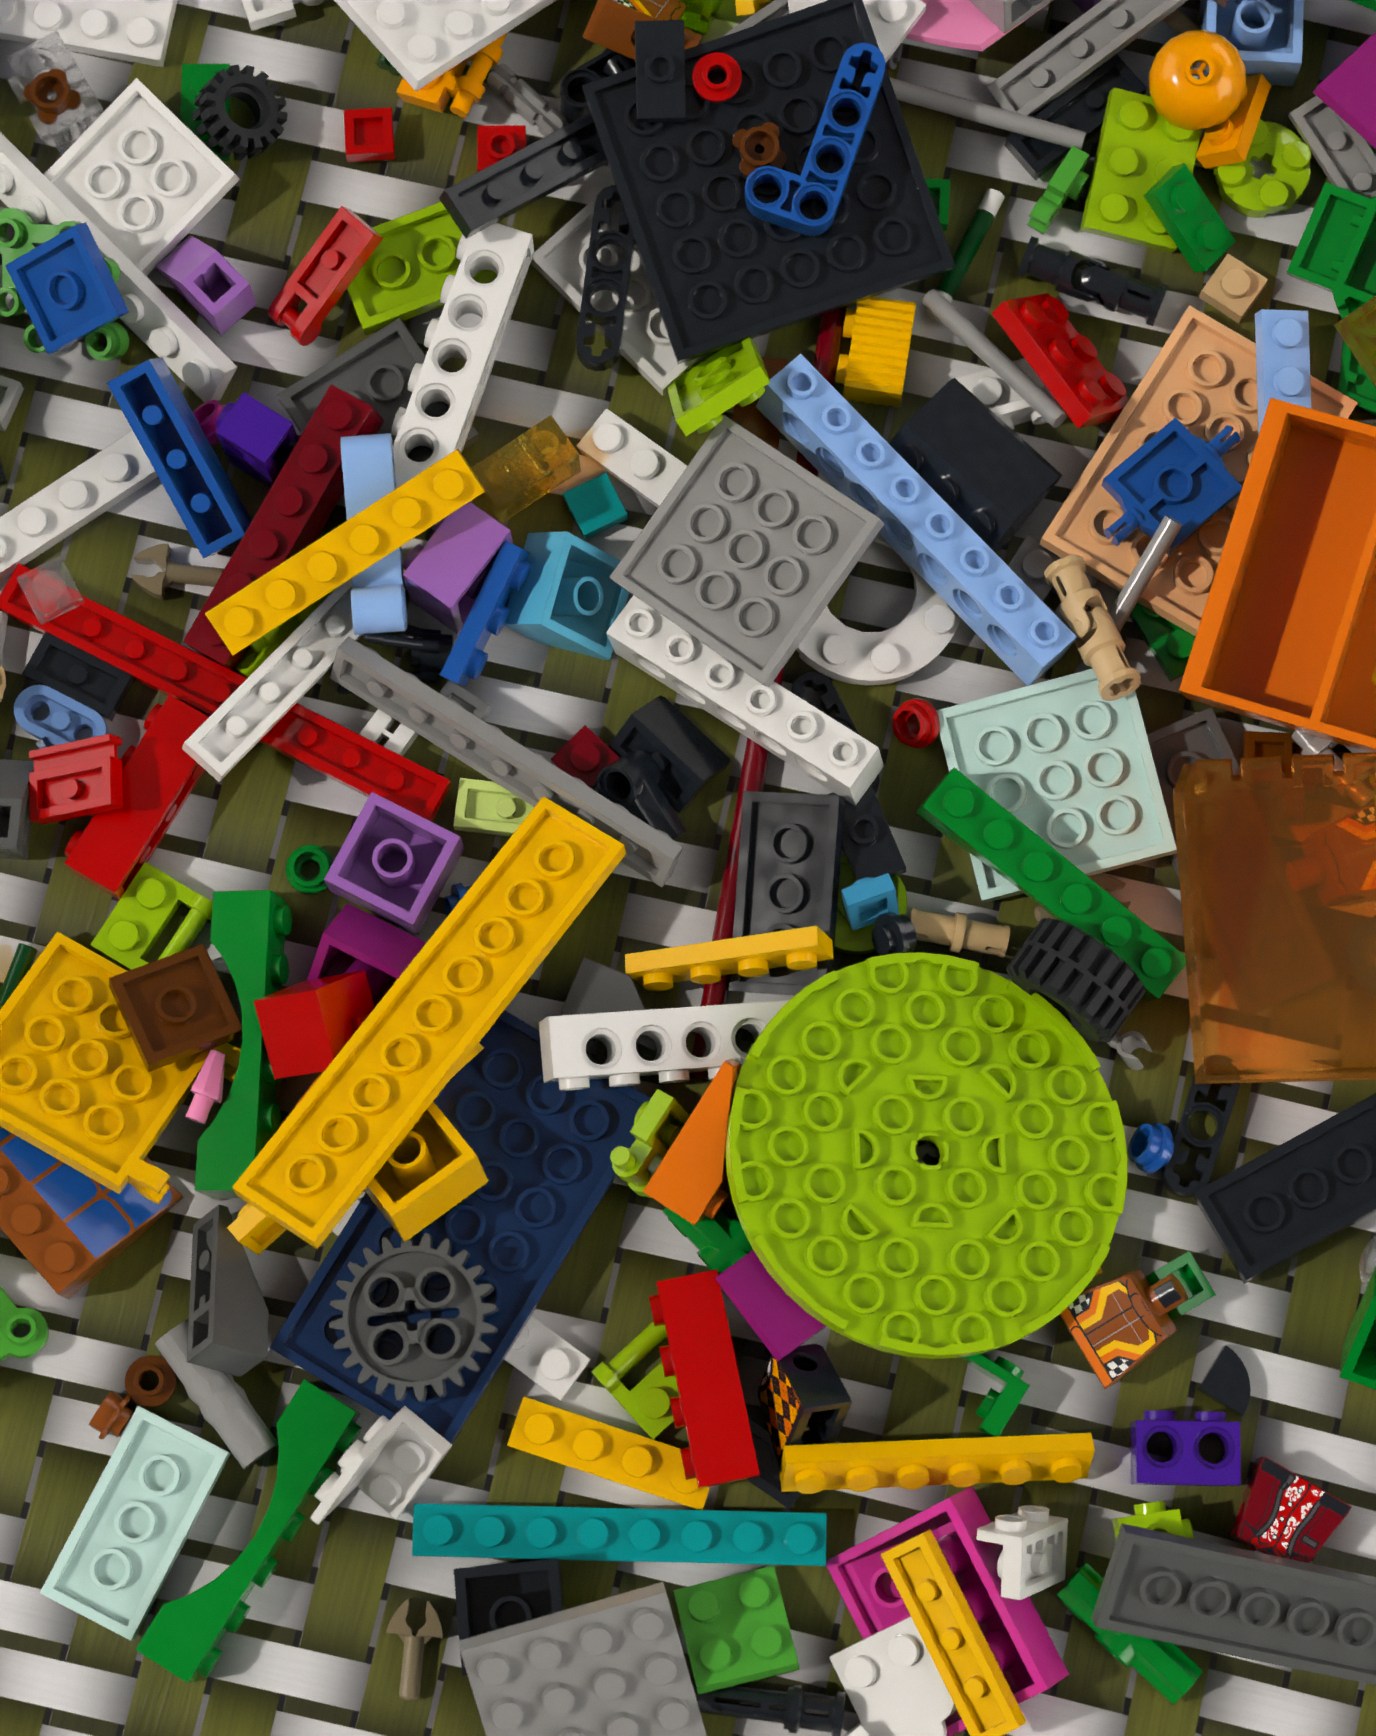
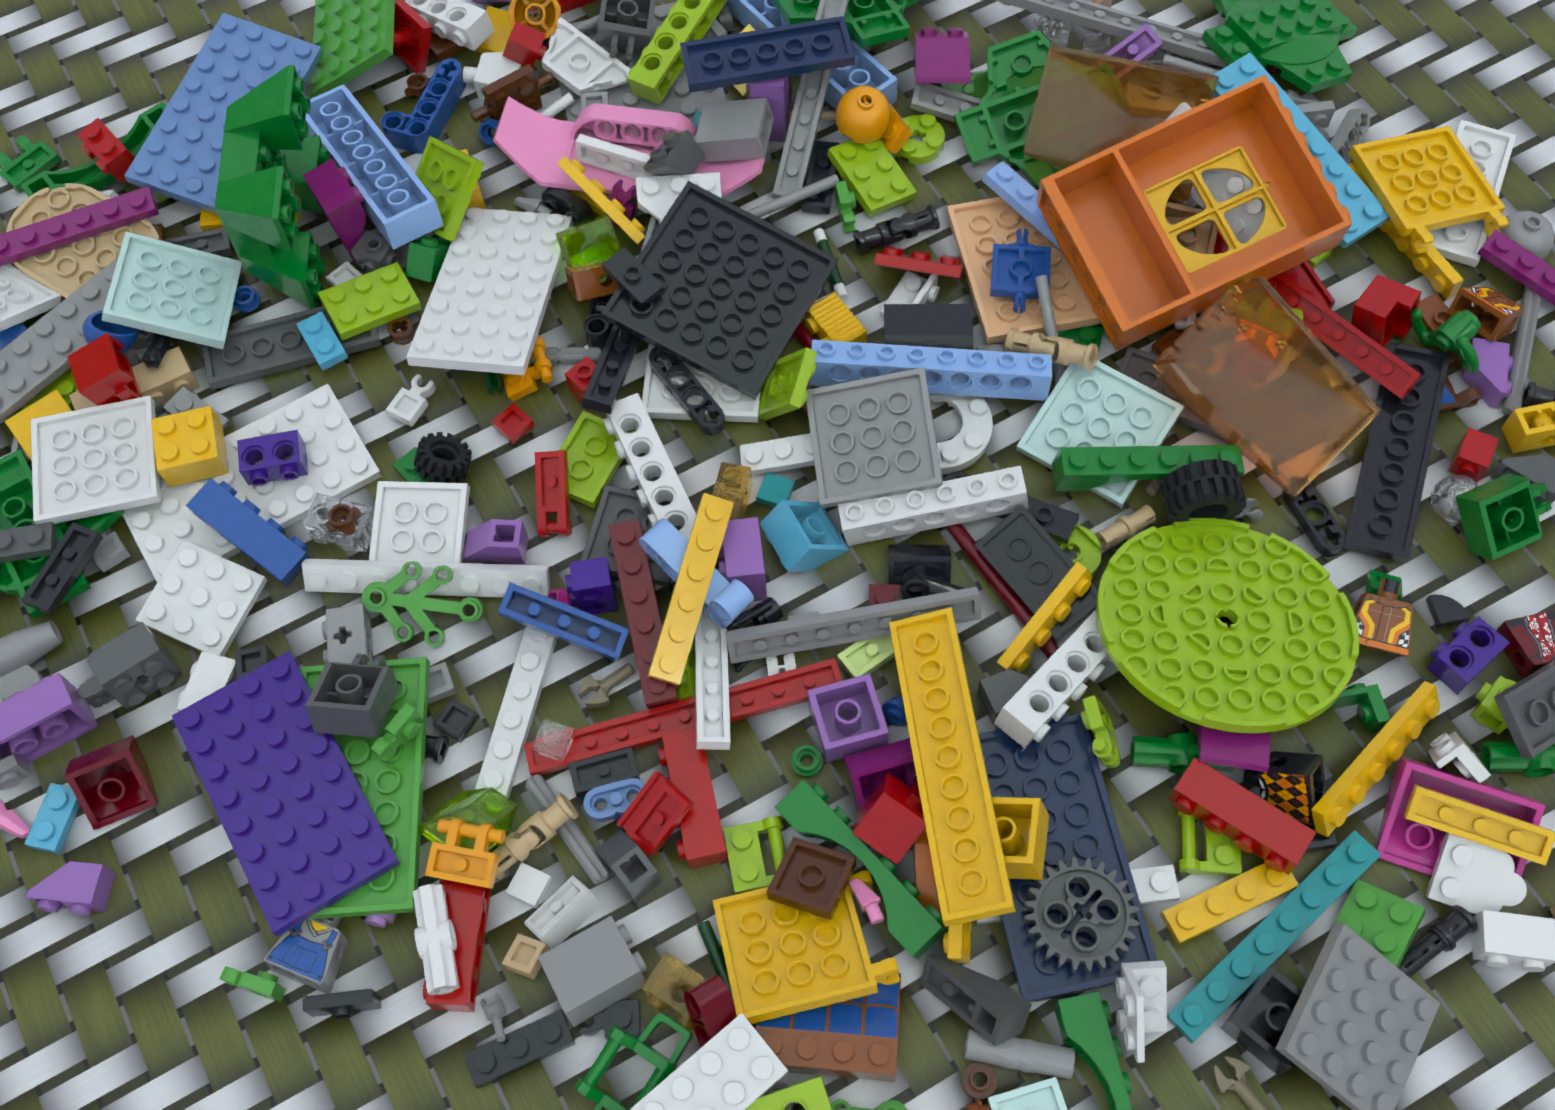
camera: 40 degrees left, 15 degrees down
(67, 288) = (432, 594): blue plate -> none
(487, 614) = (779, 569): blue plate -> none
(695, 1165) = (1132, 714): orange slope -> none
(717, 92) = (661, 267): red plate -> none
(763, 135) = (708, 267): reddish brown plate -> none
(828, 139) = (735, 244): blue beam -> none
(868, 900) = (1080, 540): dark azure plate -> none
(893, 934) = (1104, 546): black plate -> none
(906, 725) = (1005, 461): red plate -> none
(994, 358) = (891, 285): light grey bar -> none
(1151, 1147) = (1307, 539): blue plate -> none
(1189, 218) = (912, 173): green plate -> none
(1233, 288) = (955, 189): tan plate -> none

